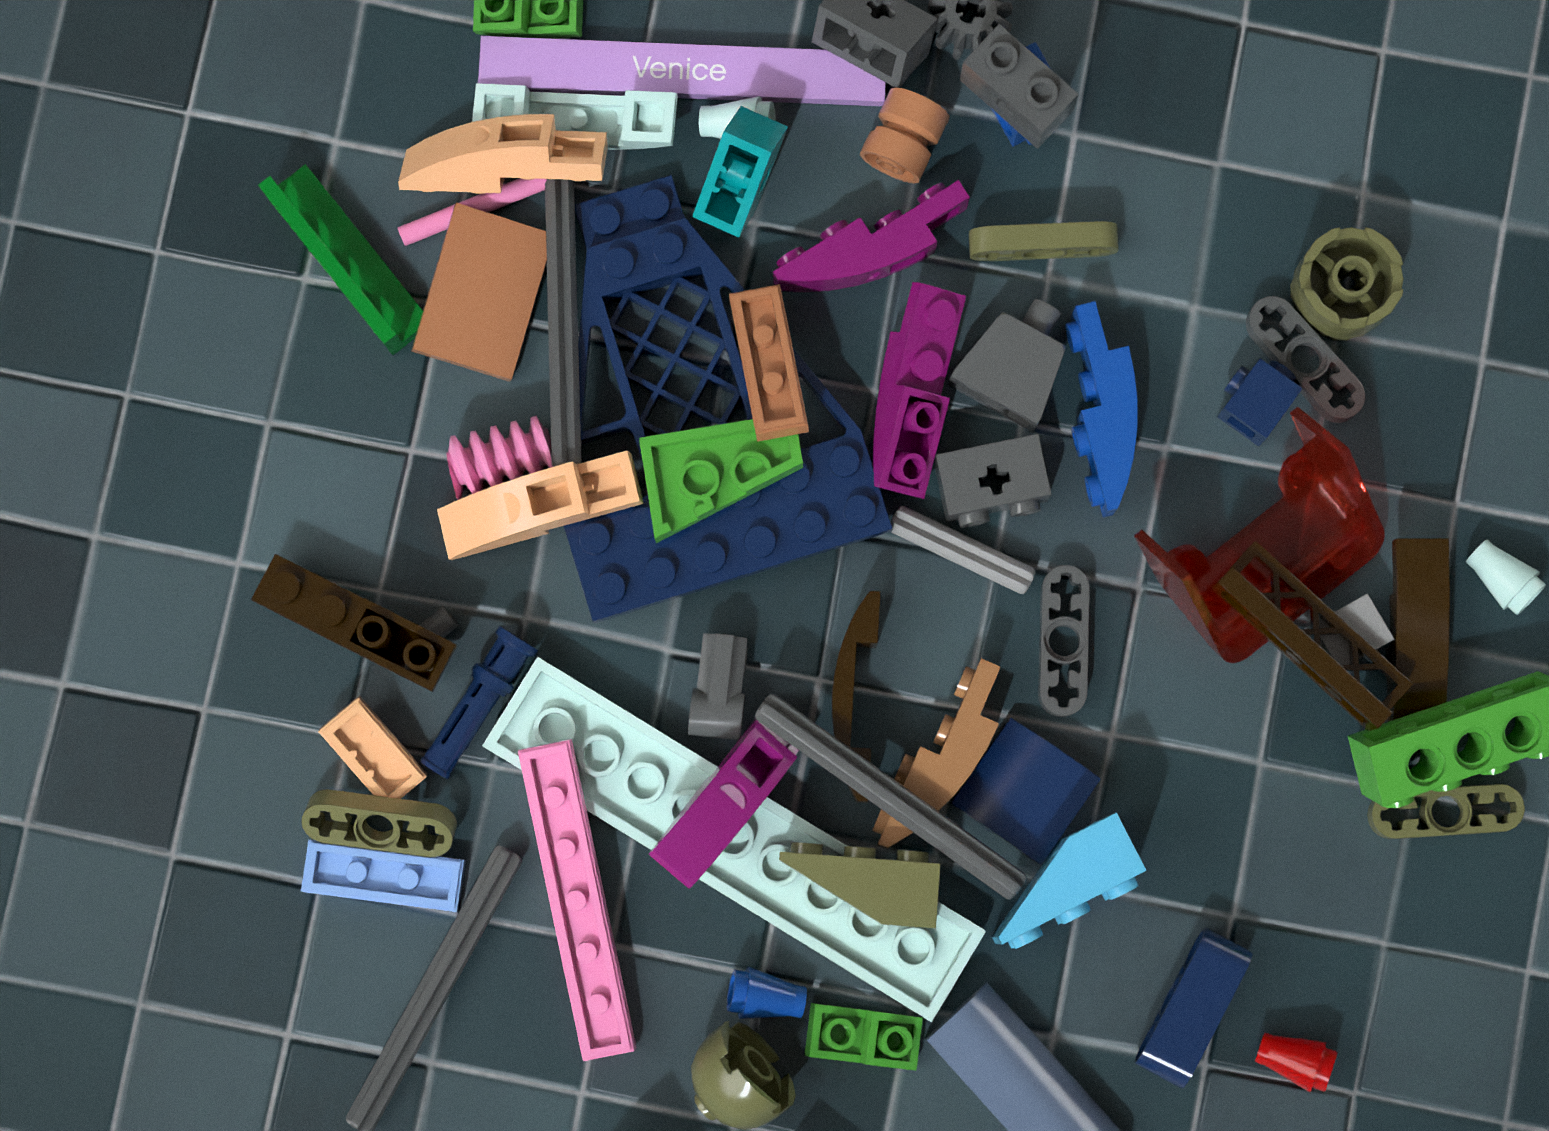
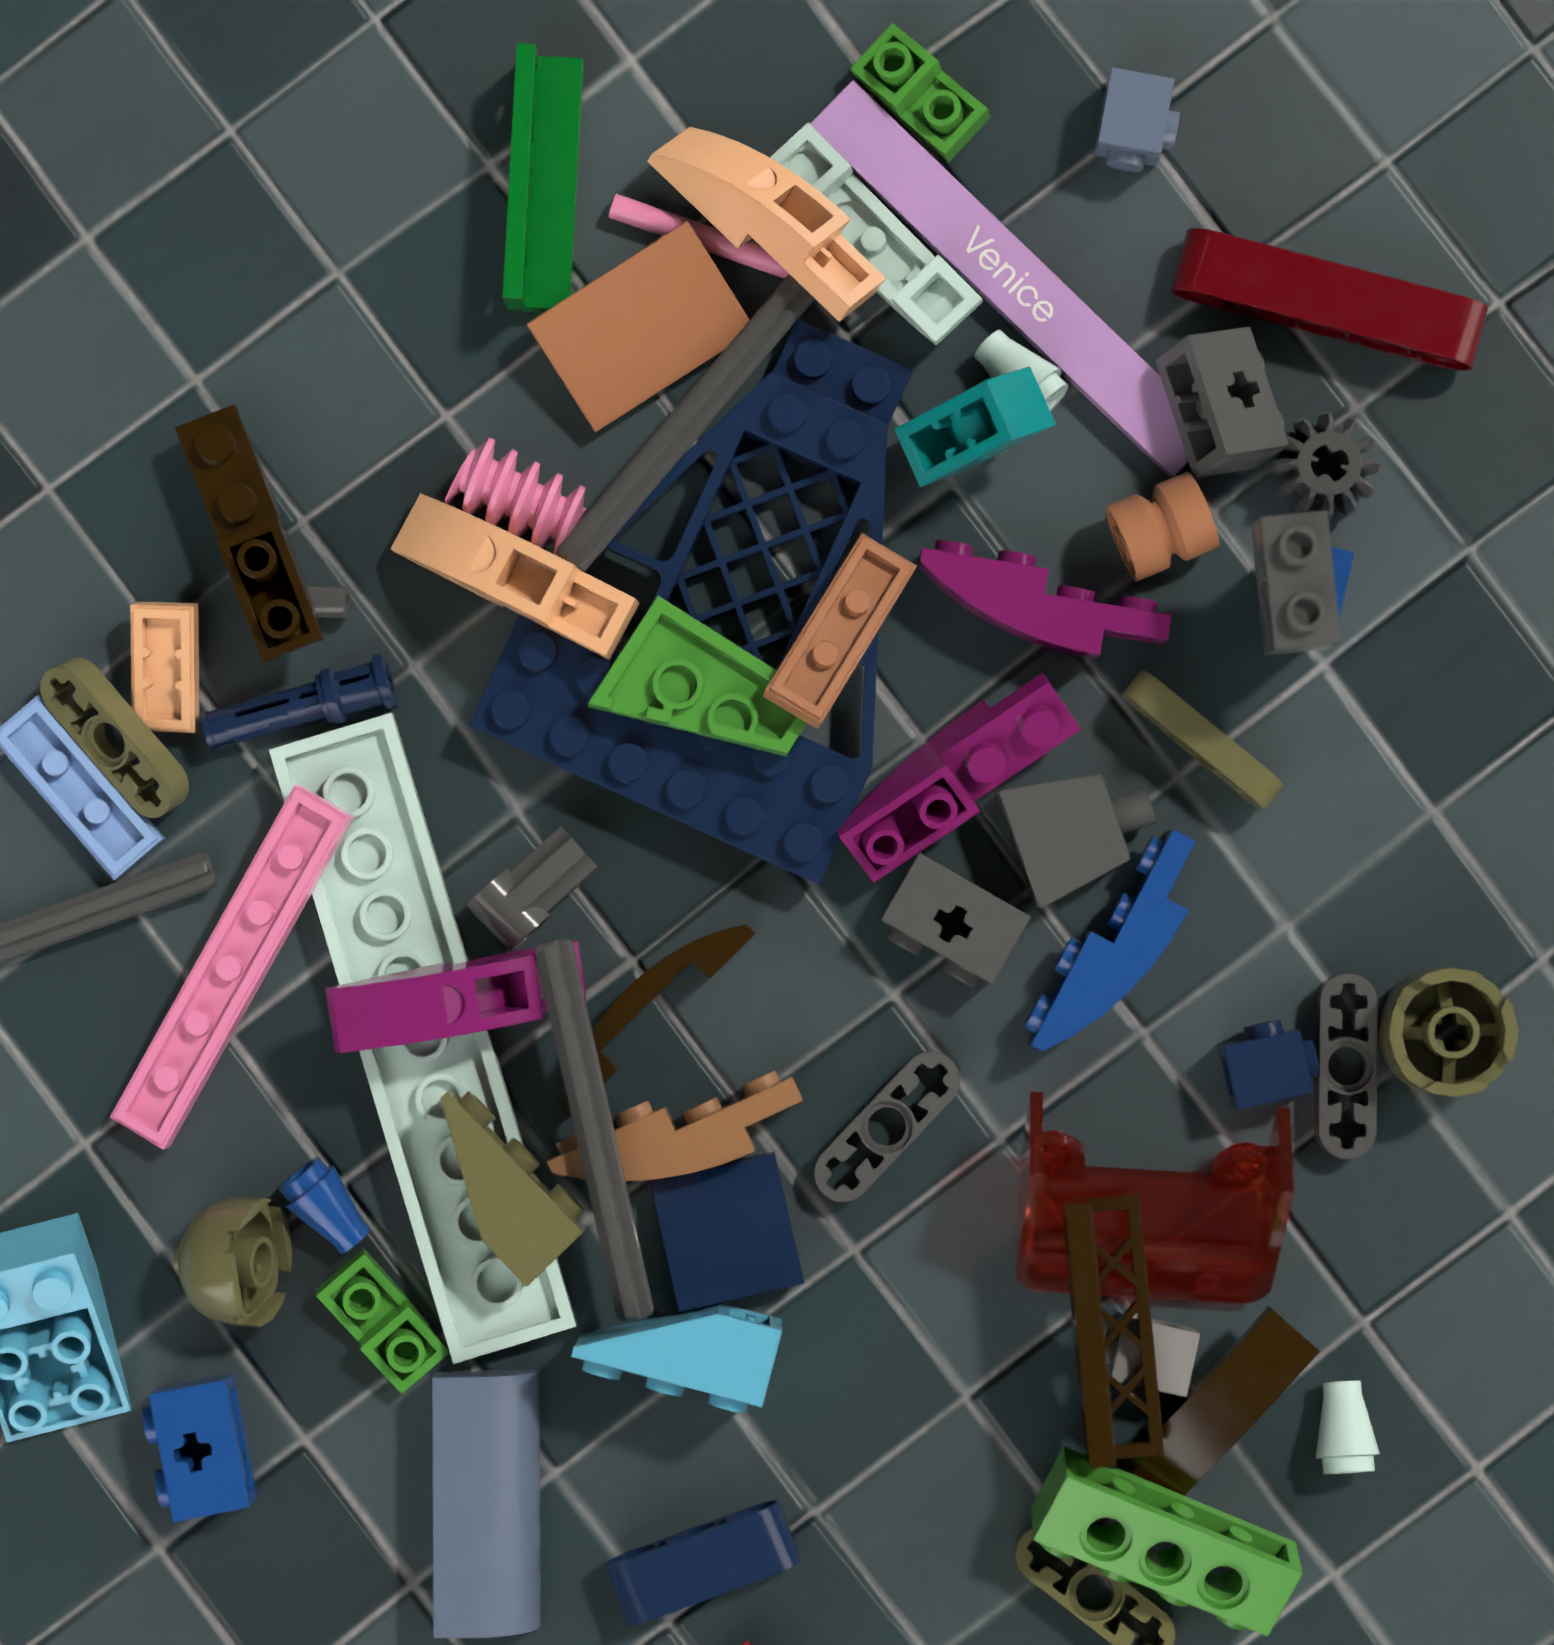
camera: 35 degrees right, 5 degrees up
(962, 549) = (869, 959): light grey axle -> none

